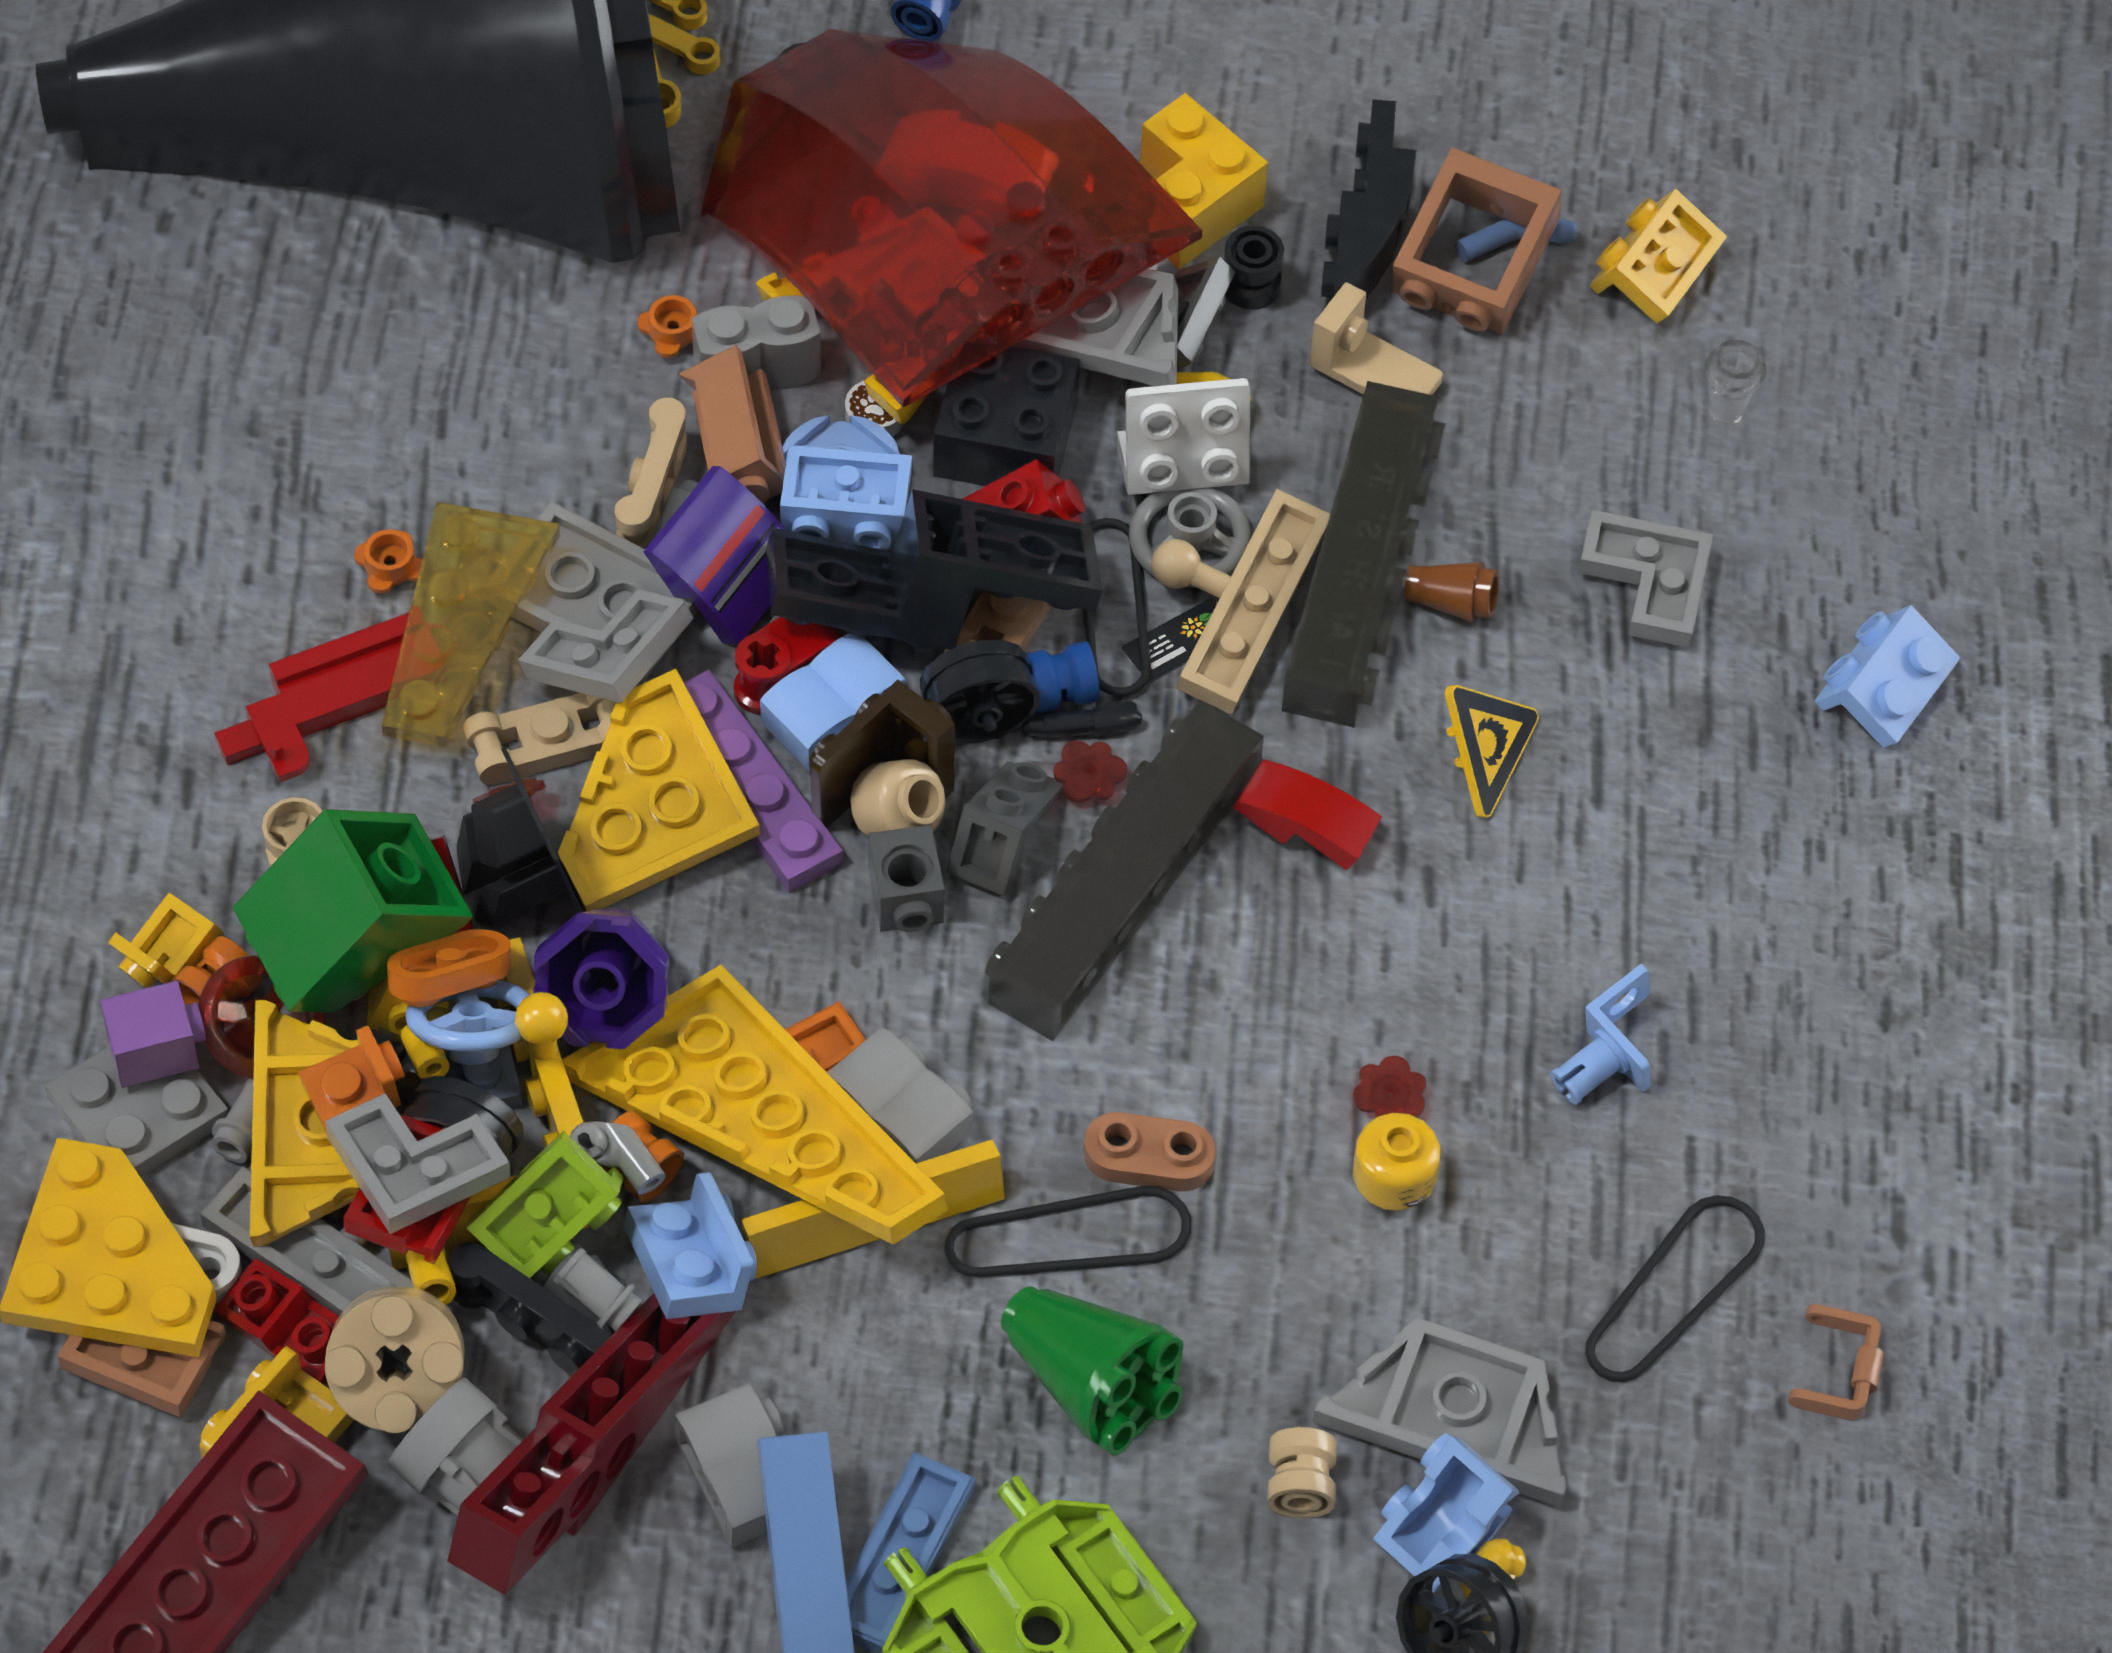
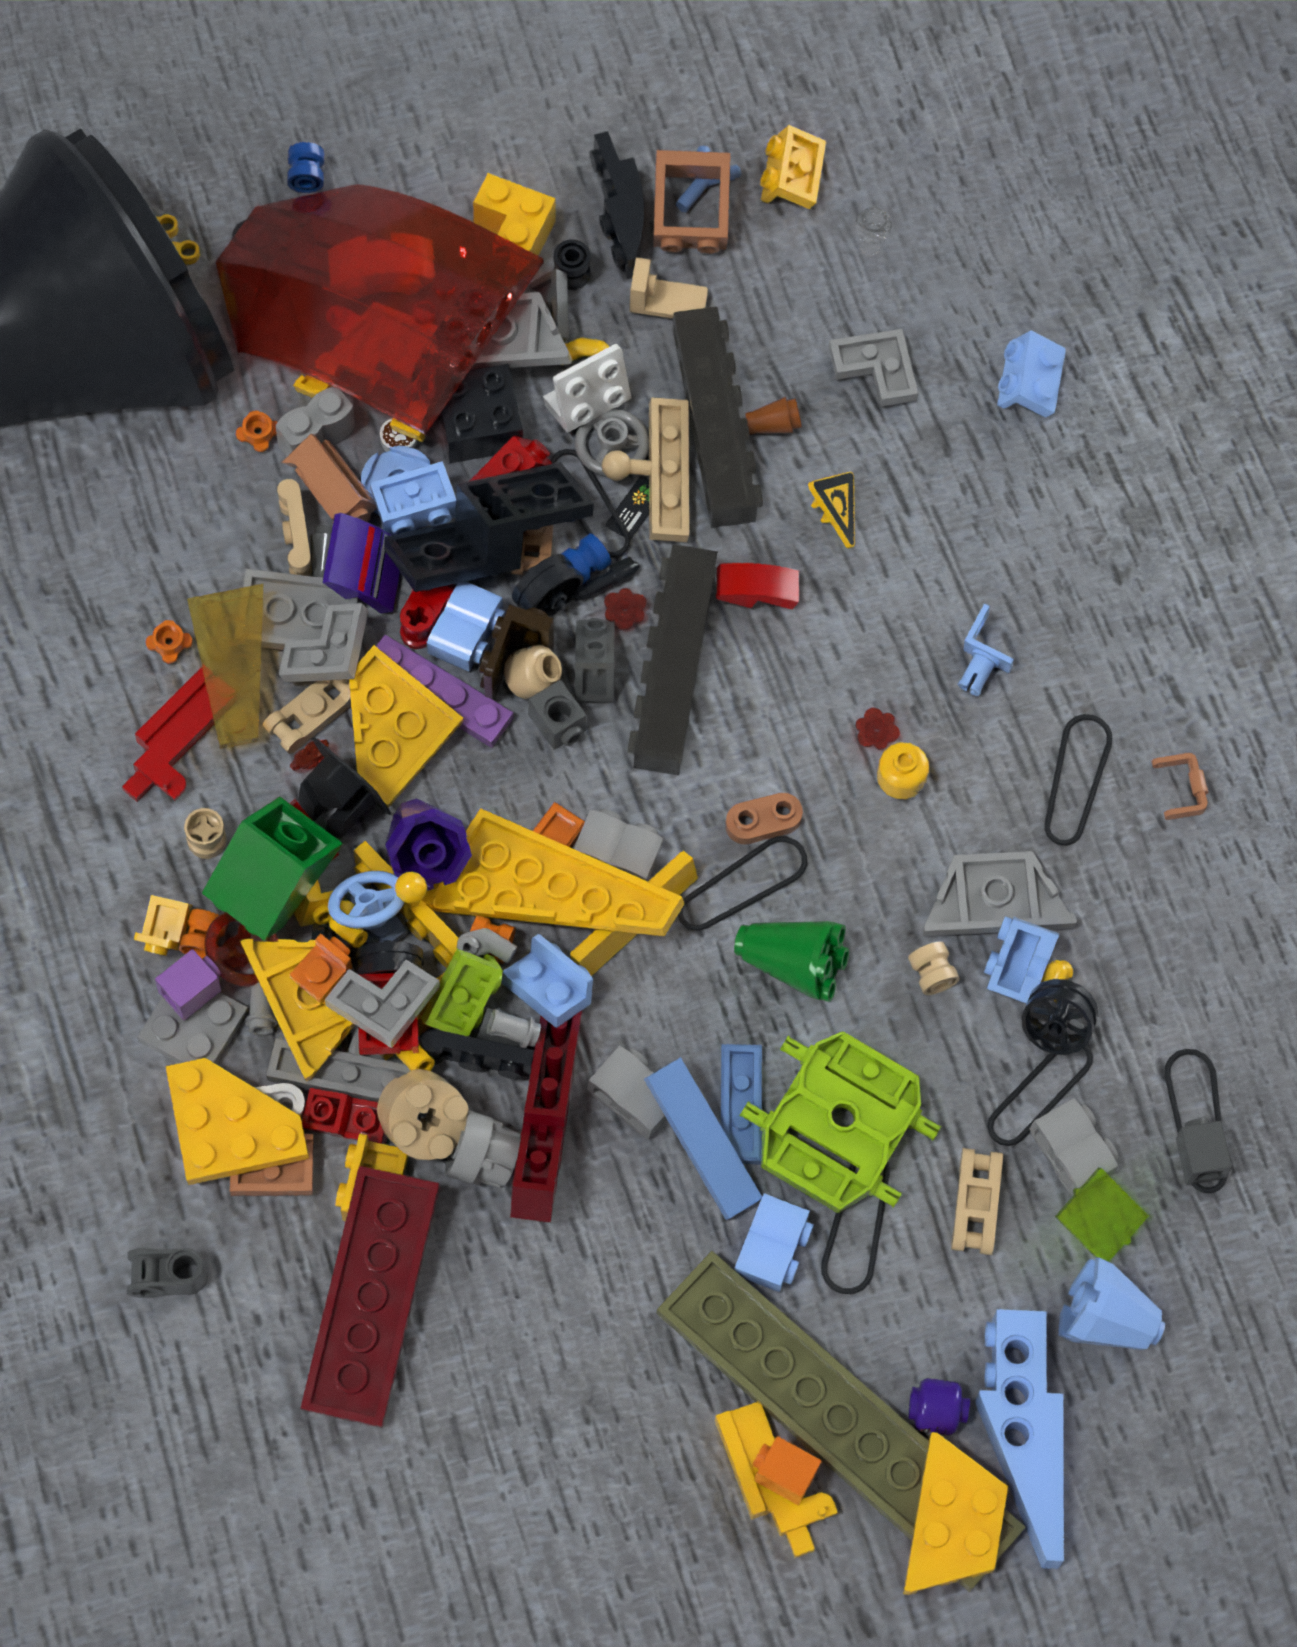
camera: 25 degrees left, 10 degrees up
(448, 966) = (342, 877): orange plate -> none

